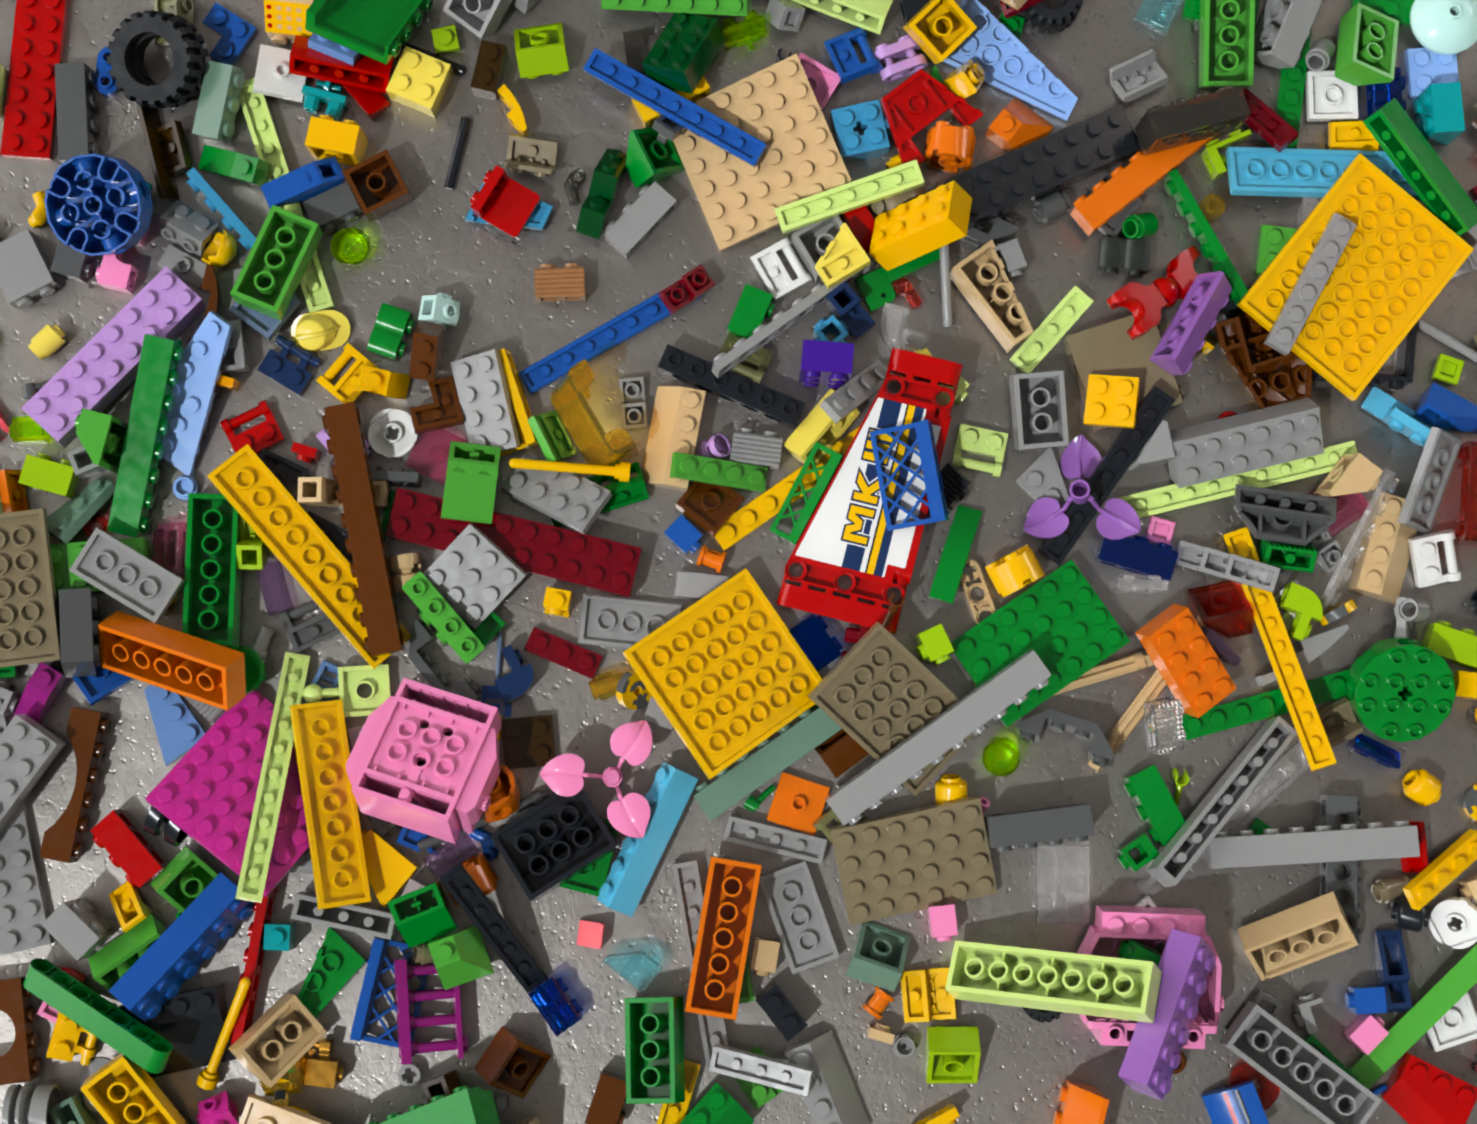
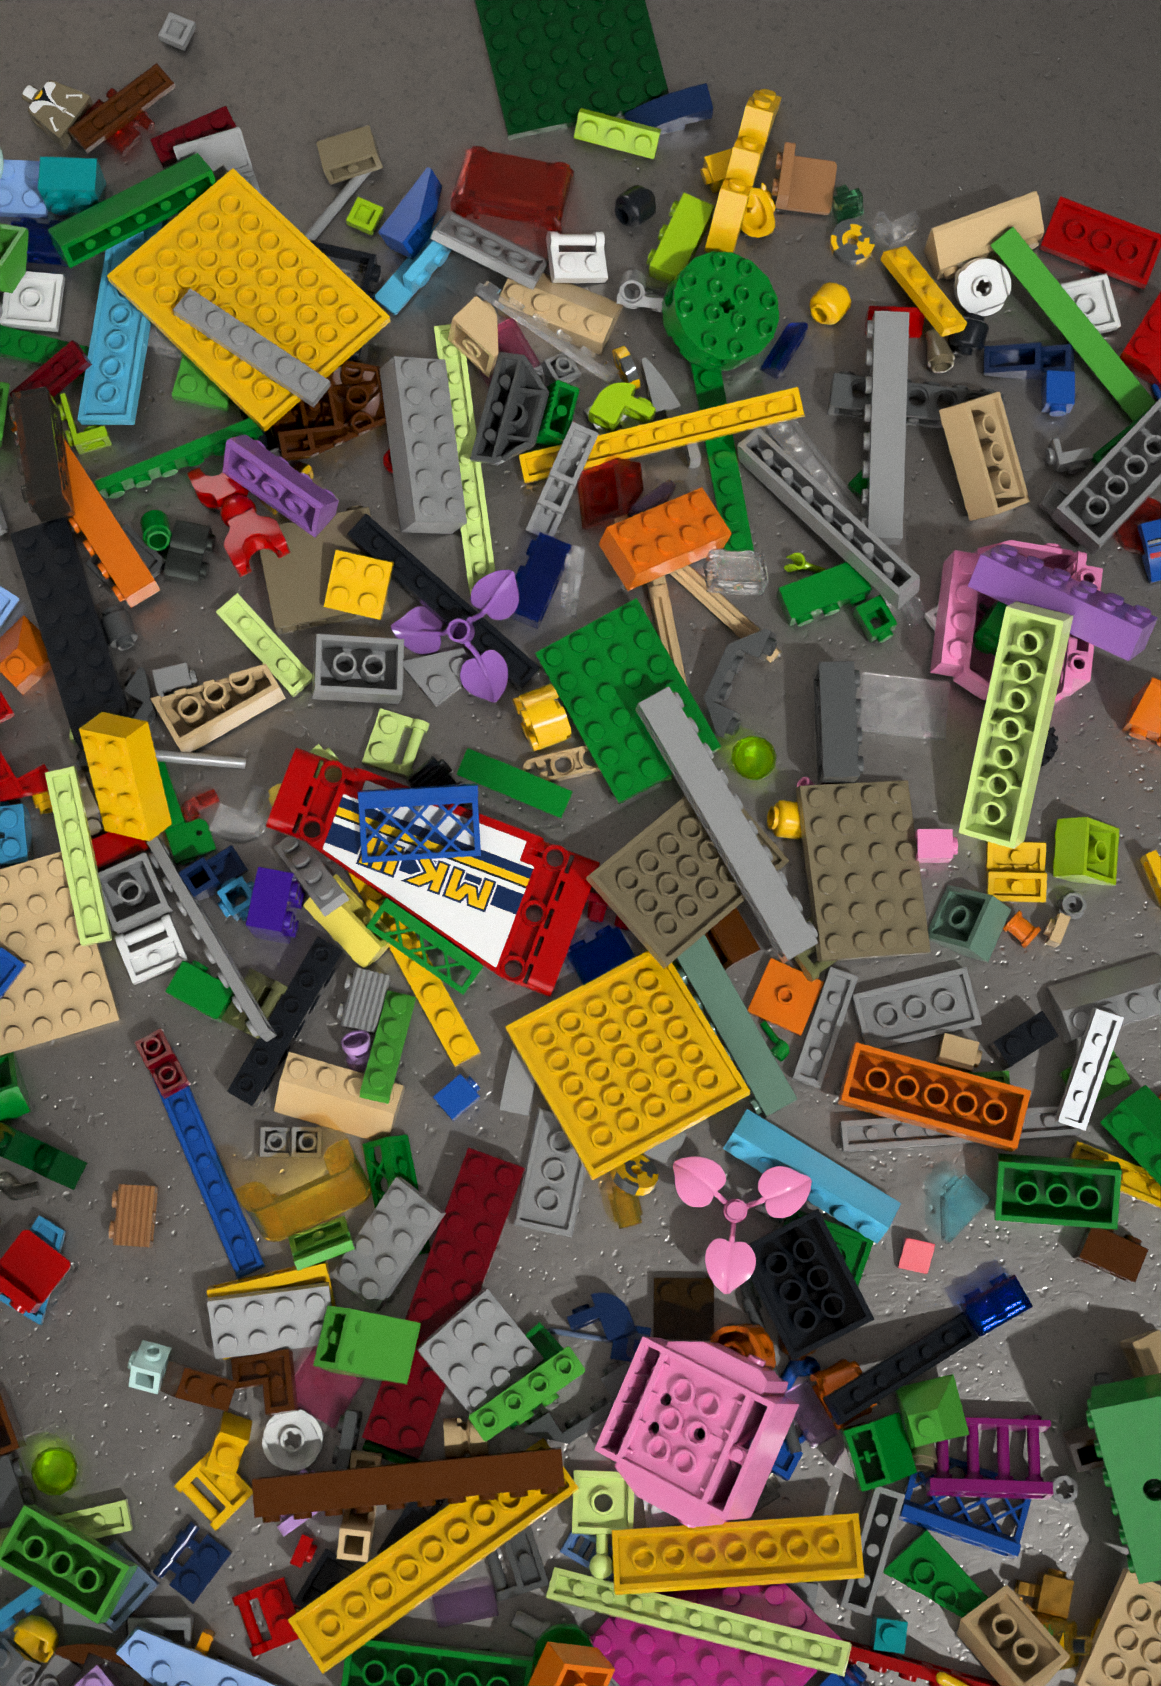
camera: 85 degrees left, 5 degrees down
(250, 550) = (415, 1629): lime brick -> none
(320, 330) = (154, 1519): light yellow piece -> none
(386, 866) = (816, 1492): yellow slope -> none
(390, 332) = (167, 1430): green brick -> none
(512, 1062) = (1058, 1364): reddish brown slope -> none
(557, 602) = (521, 1256): yellow brick -> none
(563, 653) = (581, 1256): dark red plate -> none
(619, 471) = (373, 1163): yellow piece -> none
(640, 219) = (69, 1111): light grey brick -> none
(709, 505) = (425, 1062): reddish brown plate -> none
(711, 558) = (488, 1067): orange bush -> none
(842, 258) = (151, 873): light yellow wing -> none
(892, 609) = (573, 860): reddish brown hand -> none
(933, 645) = (618, 819): lime brick -> none
(950, 147) = (33, 734): orange brick -> none
(1156, 450) = (418, 540): light grey slope -> none
(1160, 530) = (511, 551): bright pink tile -> none
(1216, 203) = (145, 446): clear yellow brick -> none
(1339, 722) = (749, 380): dark tan bracket -> none
(1351, 136) = (83, 285): yellow plate -> none
(1366, 1032) = (1094, 397): bright pink brick -> none

